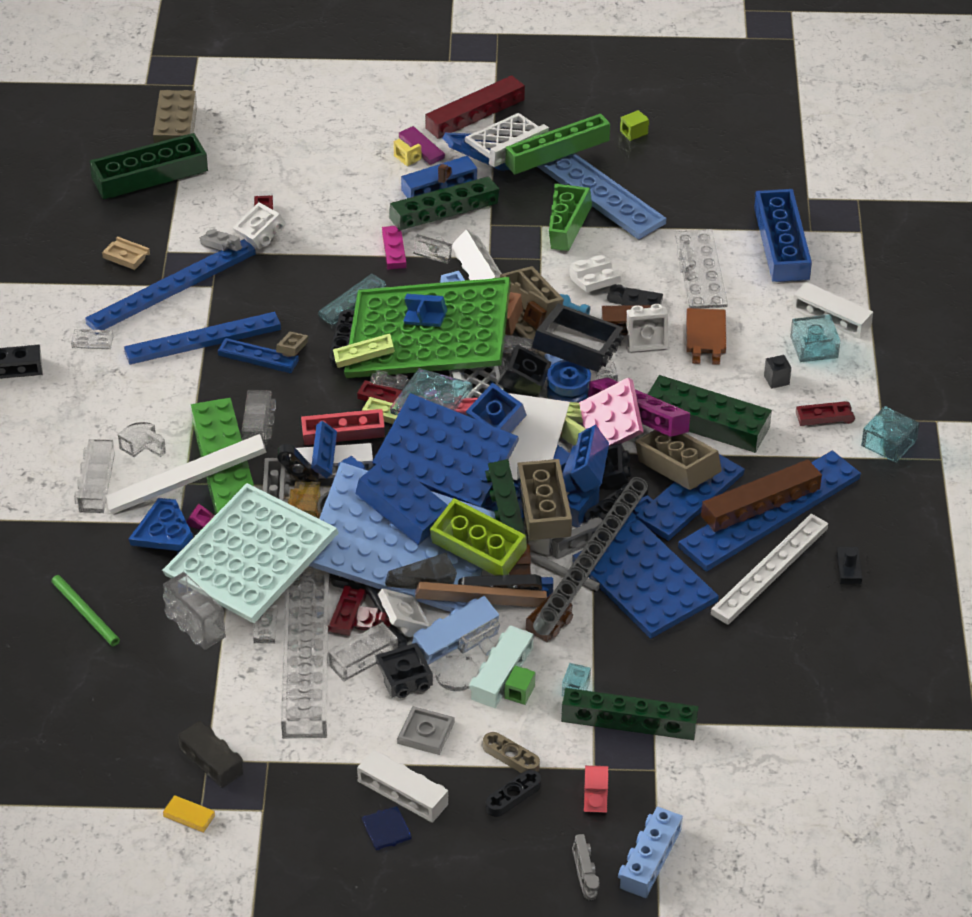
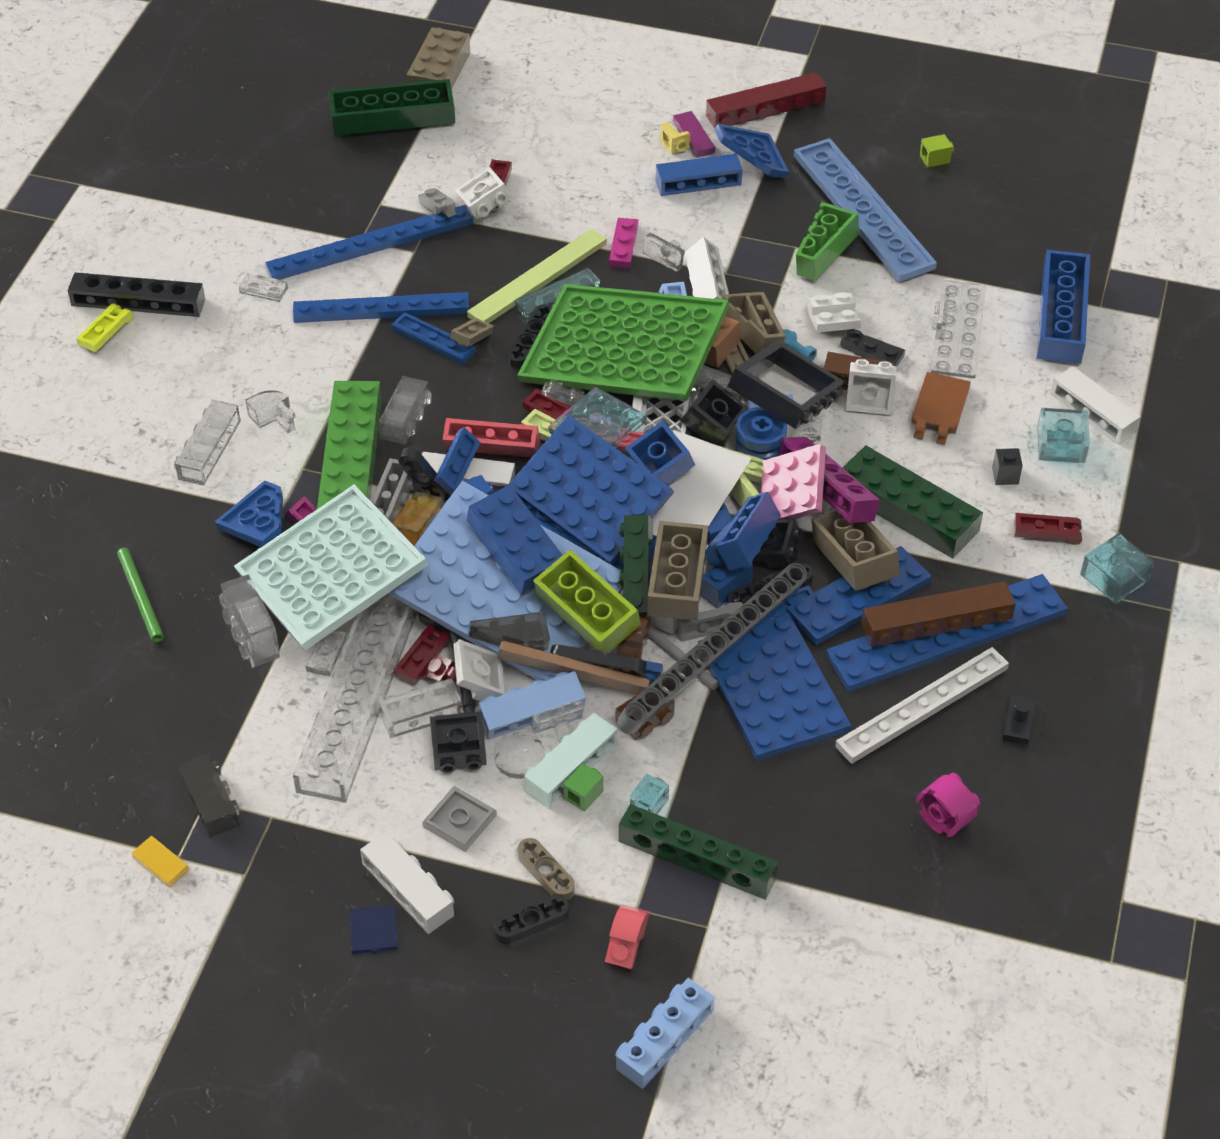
camera: 15 degrees right, 5 degrees up
(126, 253) = (334, 198): tan plate -> none
(185, 474) = (299, 459): white tile -> none
(330, 288) = (538, 276): none -> yellowish green tile
(364, 350) = (544, 354): yellowish green plate -> none
(425, 310) = (624, 321): blue panel -> none
(443, 203) = (693, 202): dark green brick -> none
(444, 173) = (702, 168): reddish brown tile -> none
(498, 150) = (787, 151): white fence -> none
(534, 314) = (748, 346): reddish brown plate -> none
(557, 143) = (839, 157): bright green brick -> none
(585, 868) = (581, 1035): light grey hinge -> none
(816, 638) = (948, 805): none -> dark pink brick

